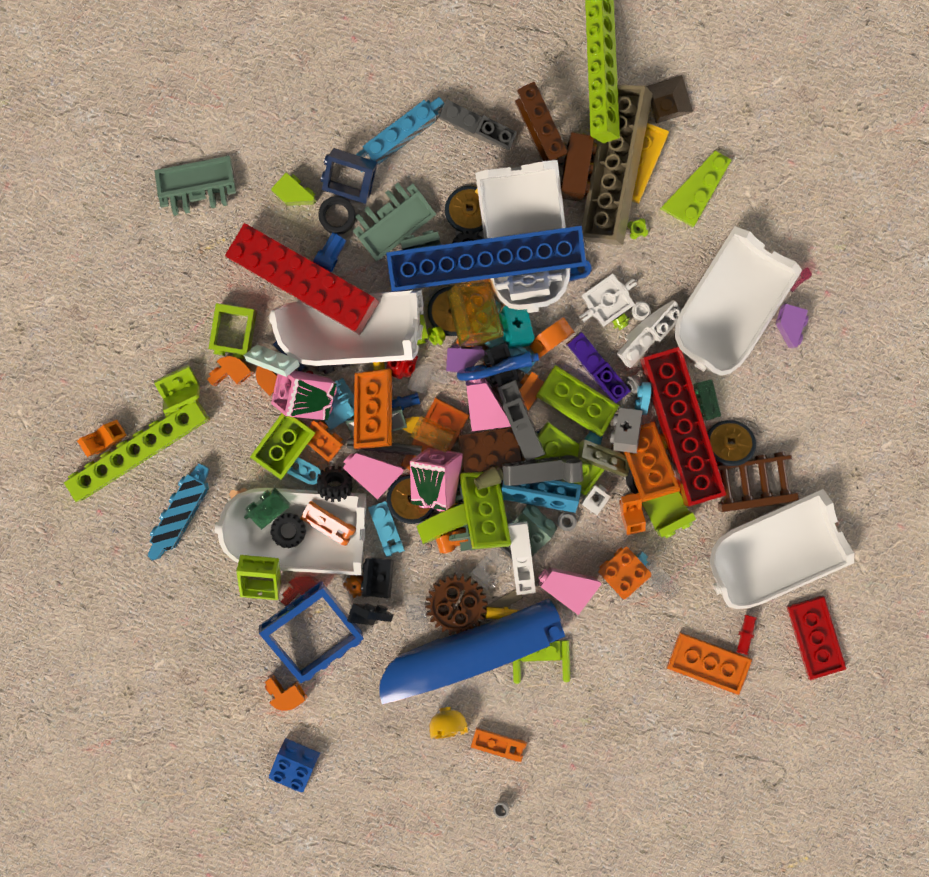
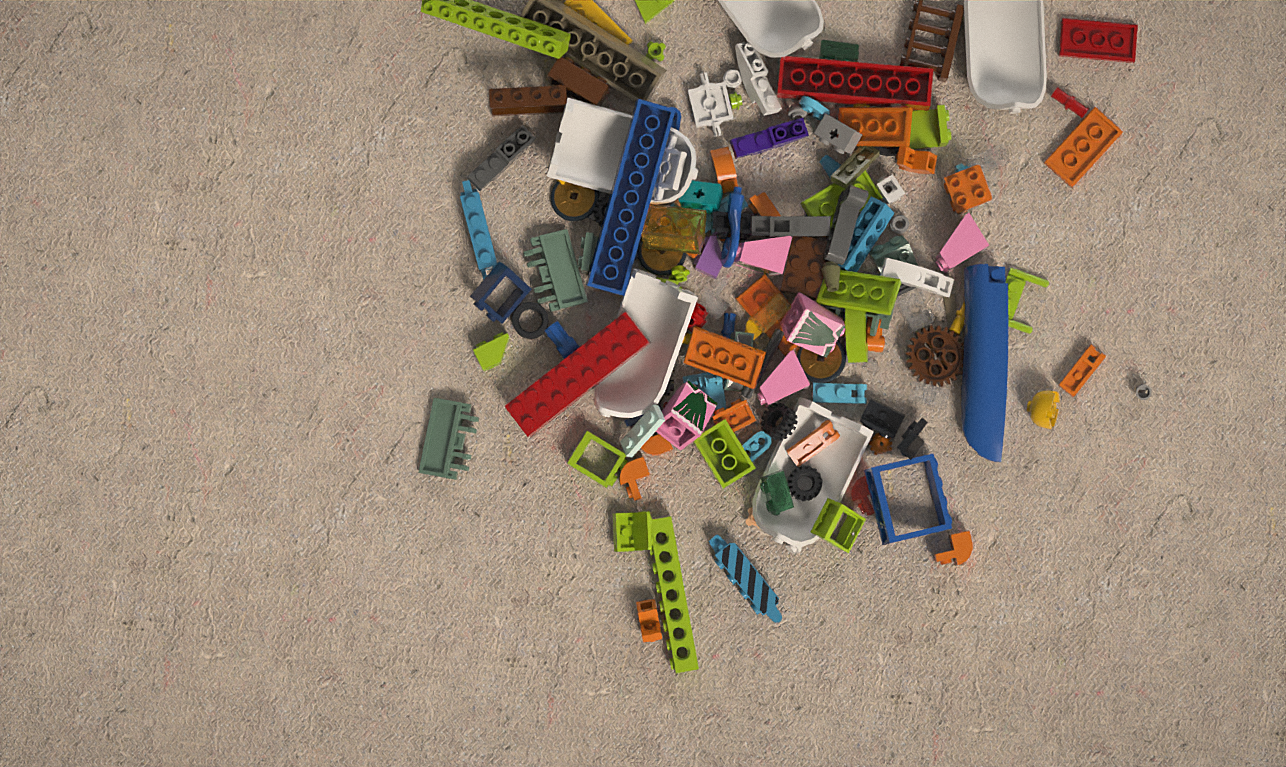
camera: 65 degrees left, 5 degrees down
(293, 765) = (1027, 568): blue bracket -> none
(577, 401) = (792, 169): lime tile -> none
(736, 432) = (885, 33): pearl gold wheel -> none

